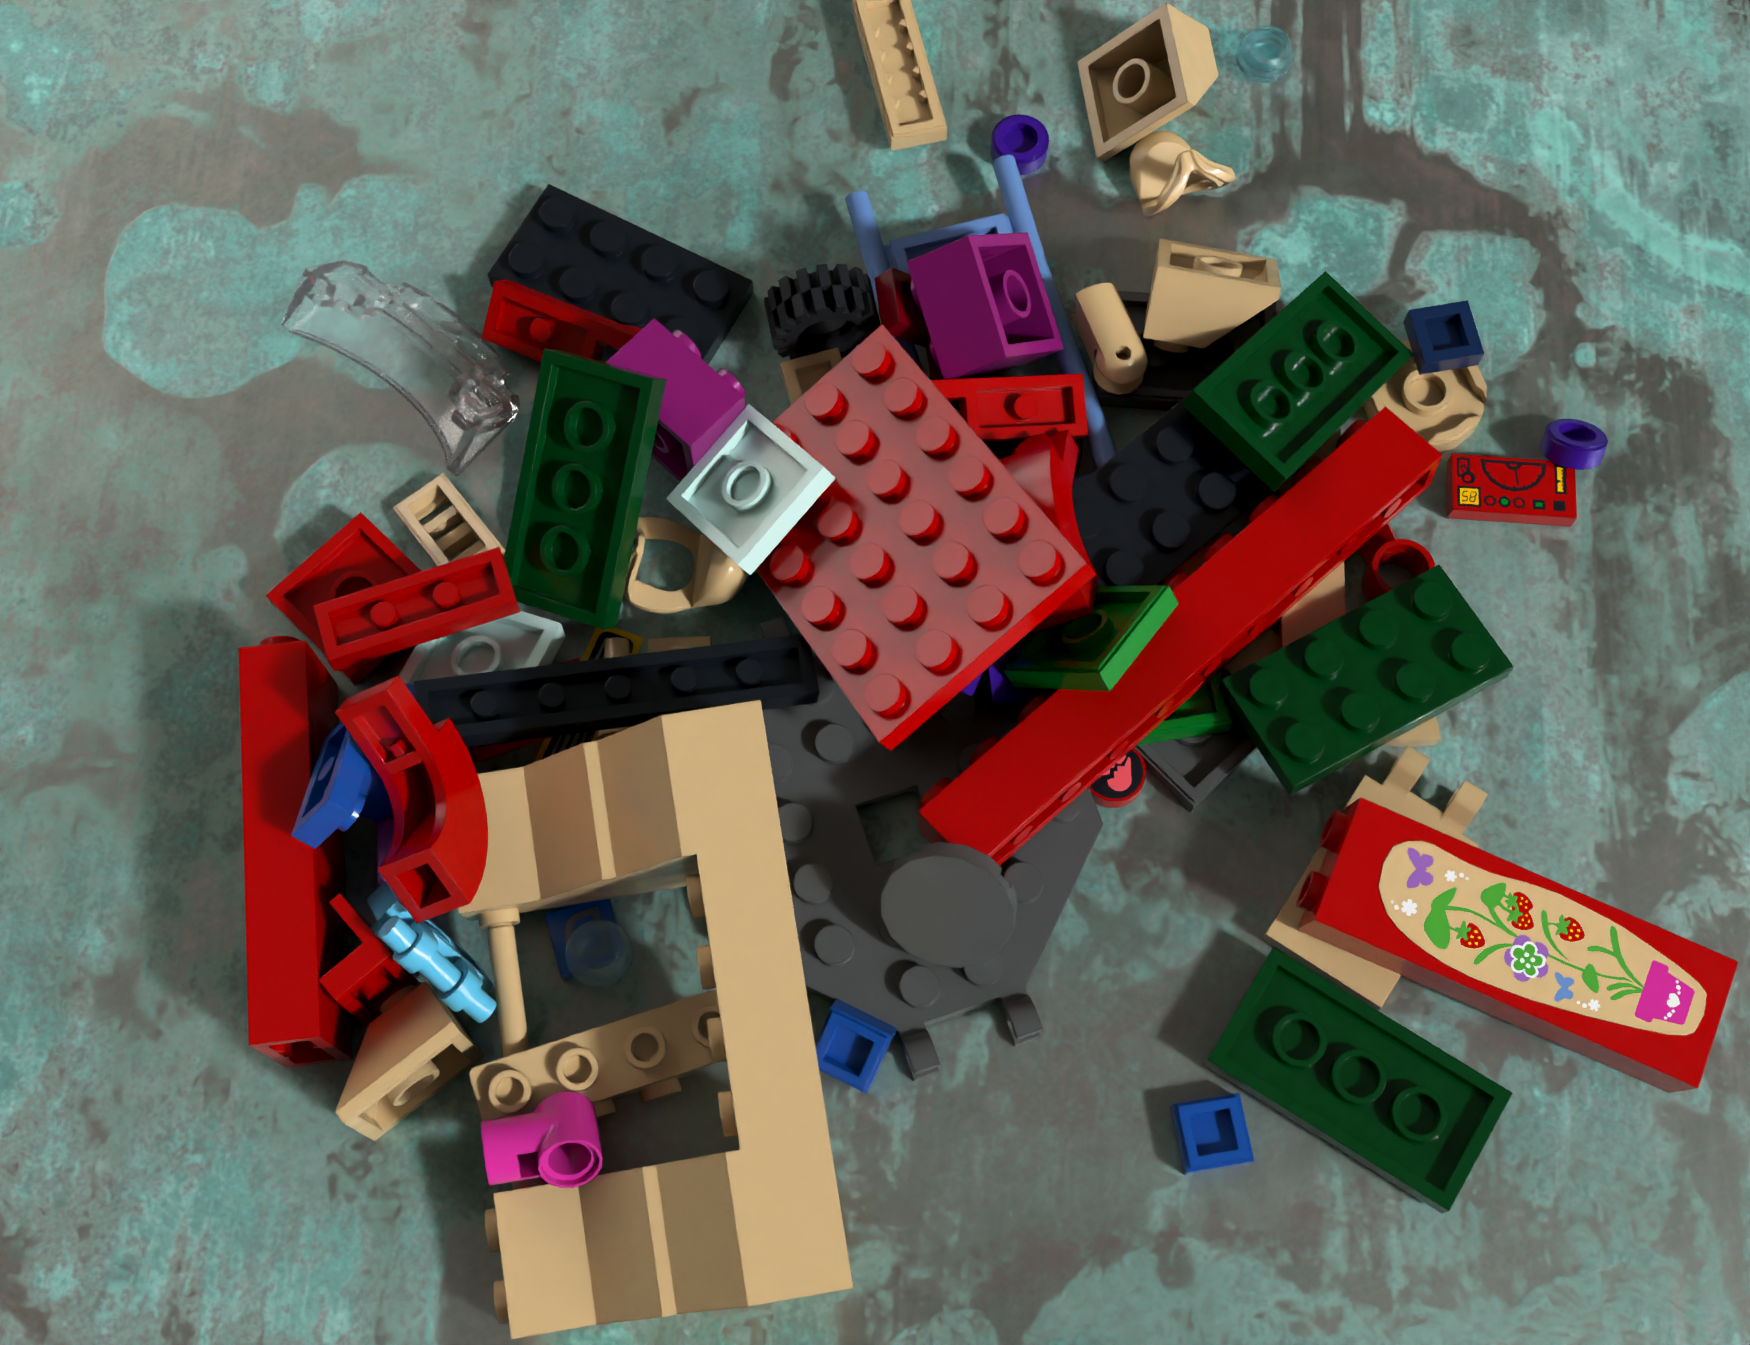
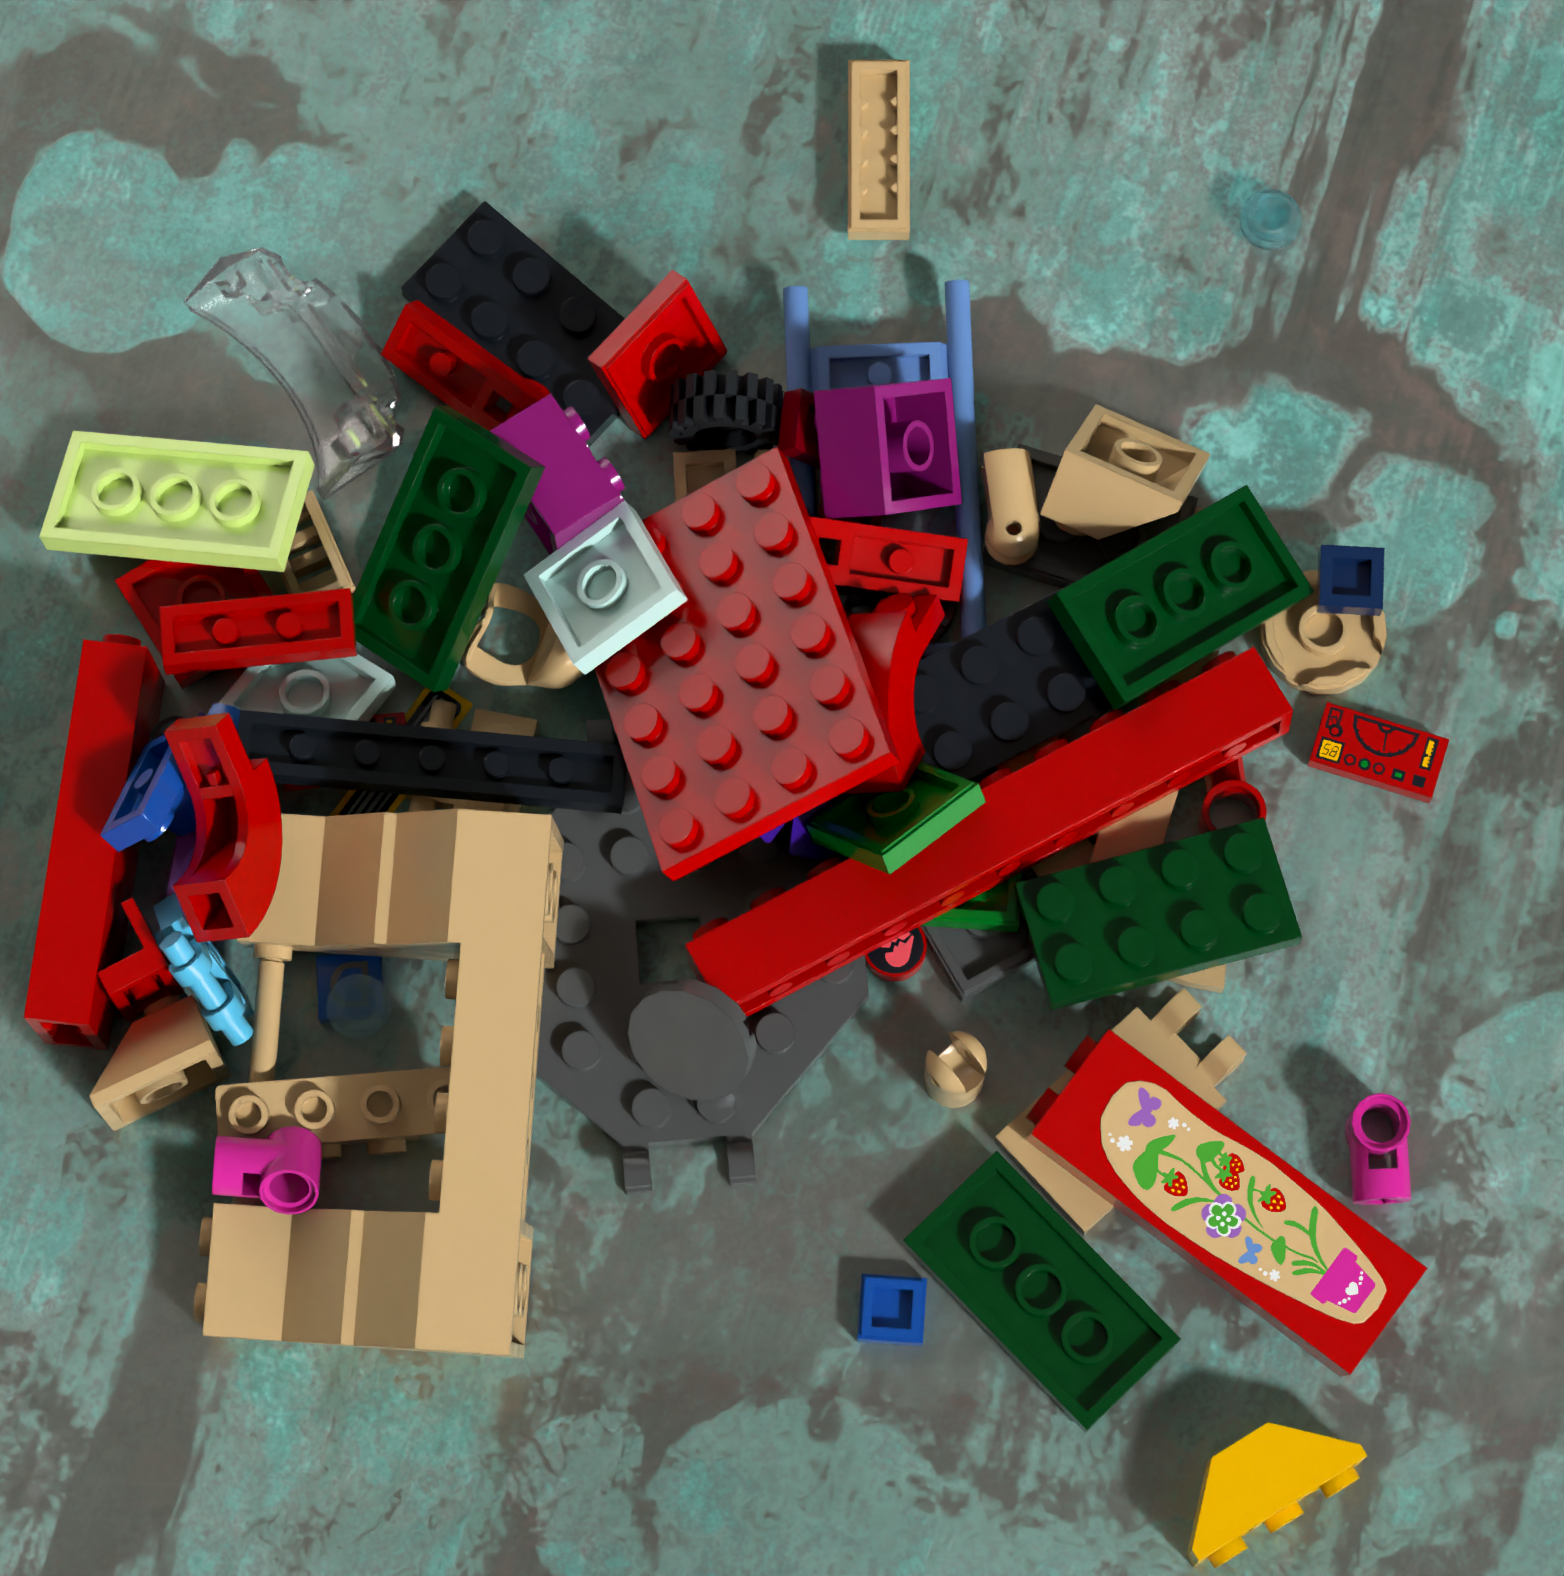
camera: 15 degrees right, 5 degrees up
(312, 506) = (177, 501): none -> yellowish green plate
(737, 270) = (652, 348): none -> red plate
(853, 1045) = (575, 1148): blue tile -> none
(1024, 139) = (985, 261): dark purple tile -> none
(1145, 78) = (1133, 224): tan slope -> none
(1168, 167) = (1127, 325): tan piece -> none
(1214, 877) = (957, 1073): none -> tan piece
(1574, 444) = (1454, 720): dark purple tile -> none
(1639, 1224) = (1262, 1483): none -> yellow slope
(1655, 828) = (1386, 1184): none -> dark pink piece

